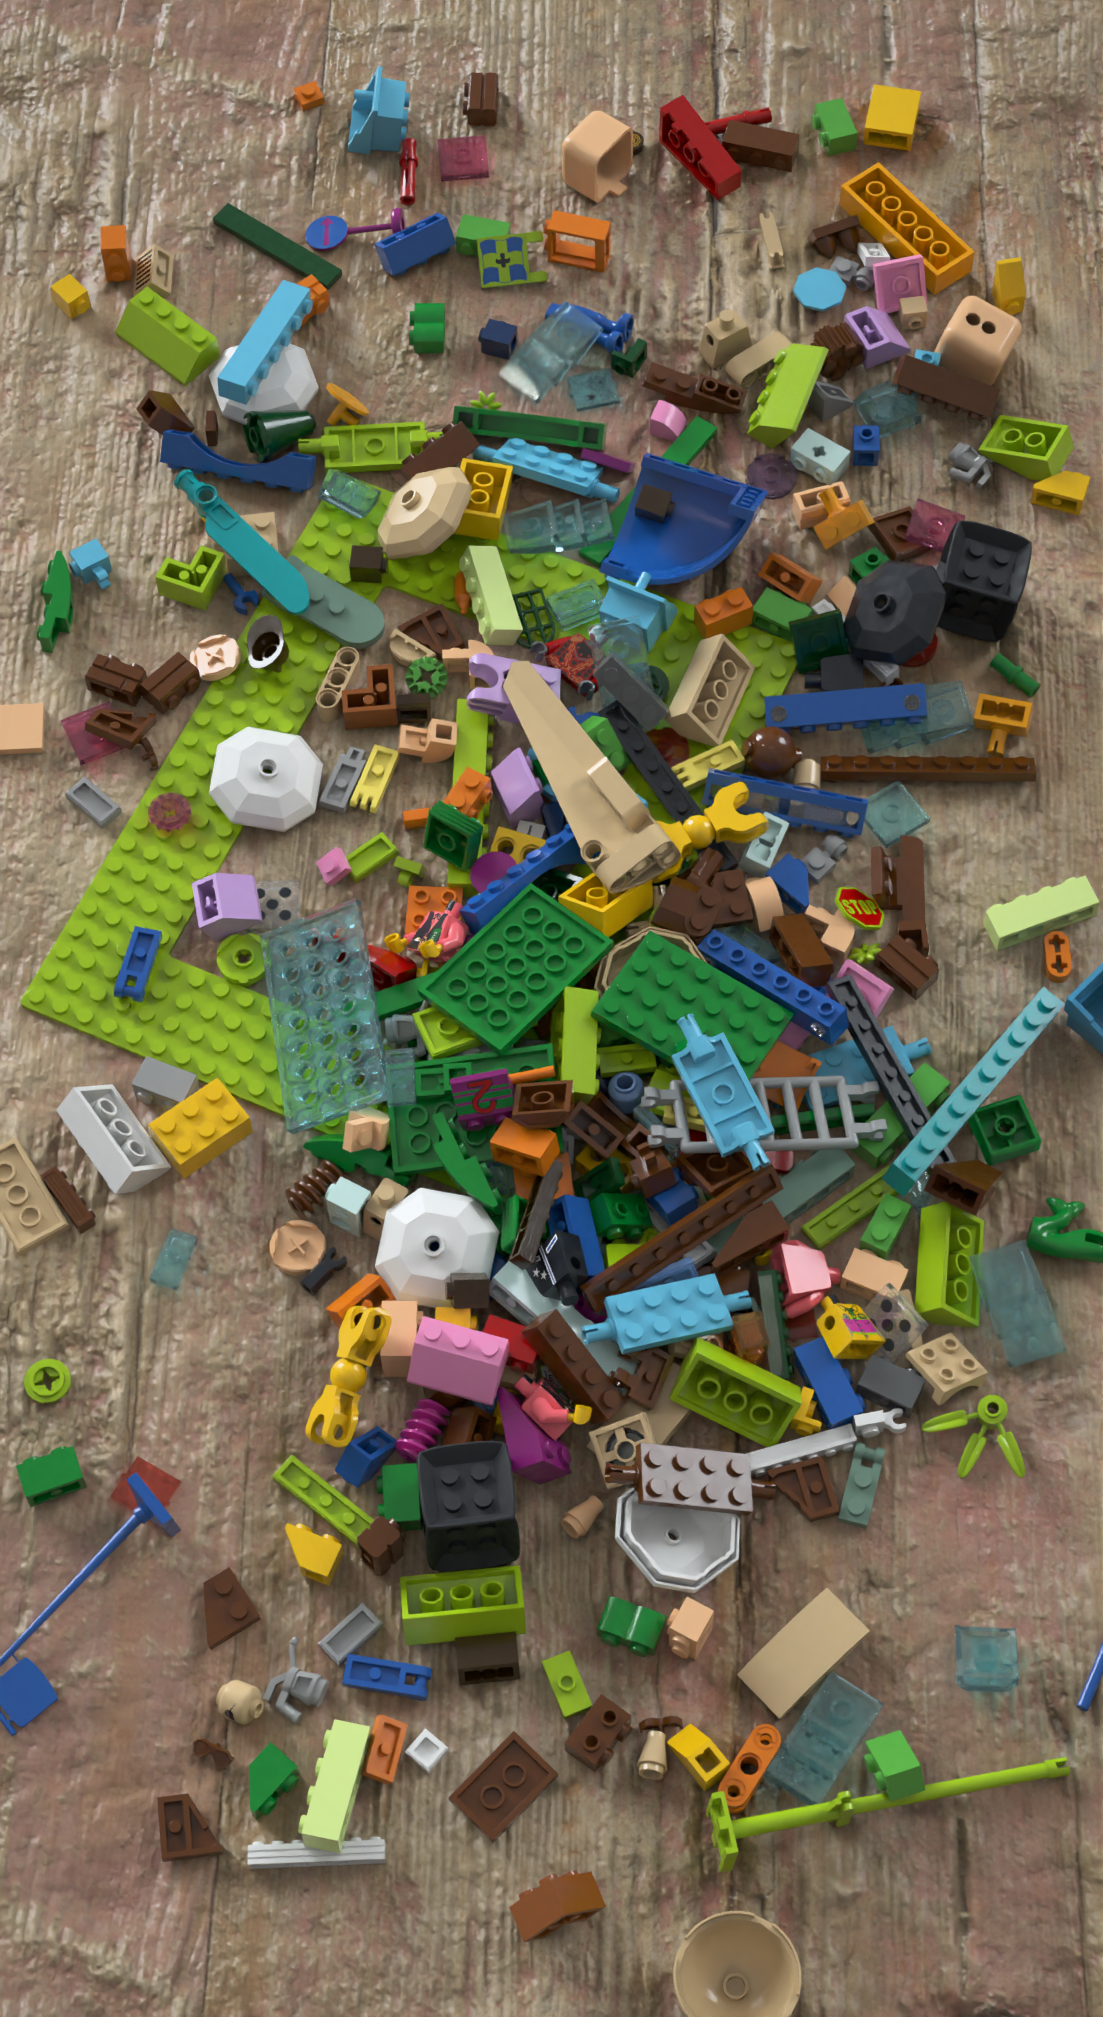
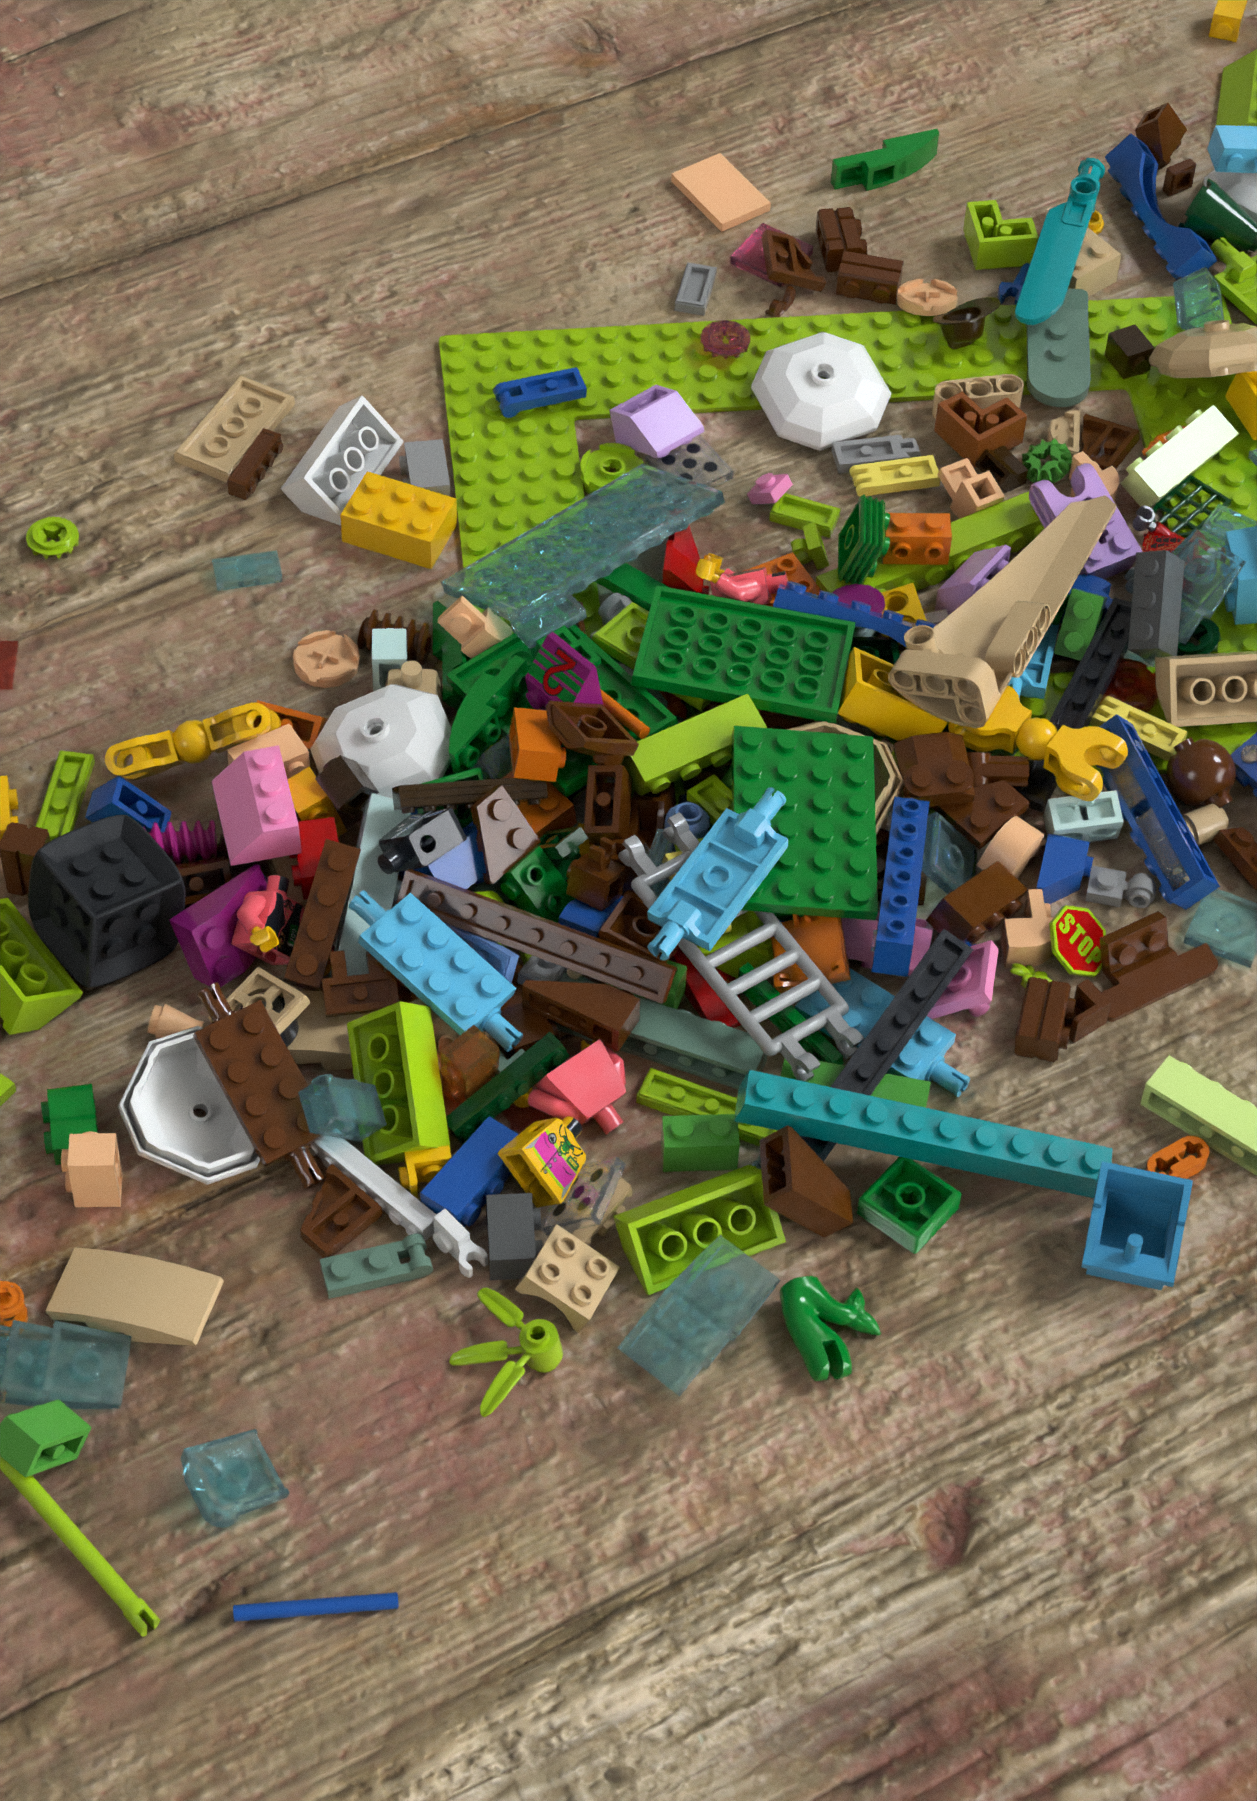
camera: 55 degrees right, 10 degrees down
(91, 563) = (950, 164): medium azure brick -> none
(322, 1272) = (311, 688): black bar -> none
(582, 1211) = (501, 833): none -> wing
(742, 1437) = (342, 1108): none -> clear light blue brick
(868, 1274) = (638, 1148): light nougat brick -> none

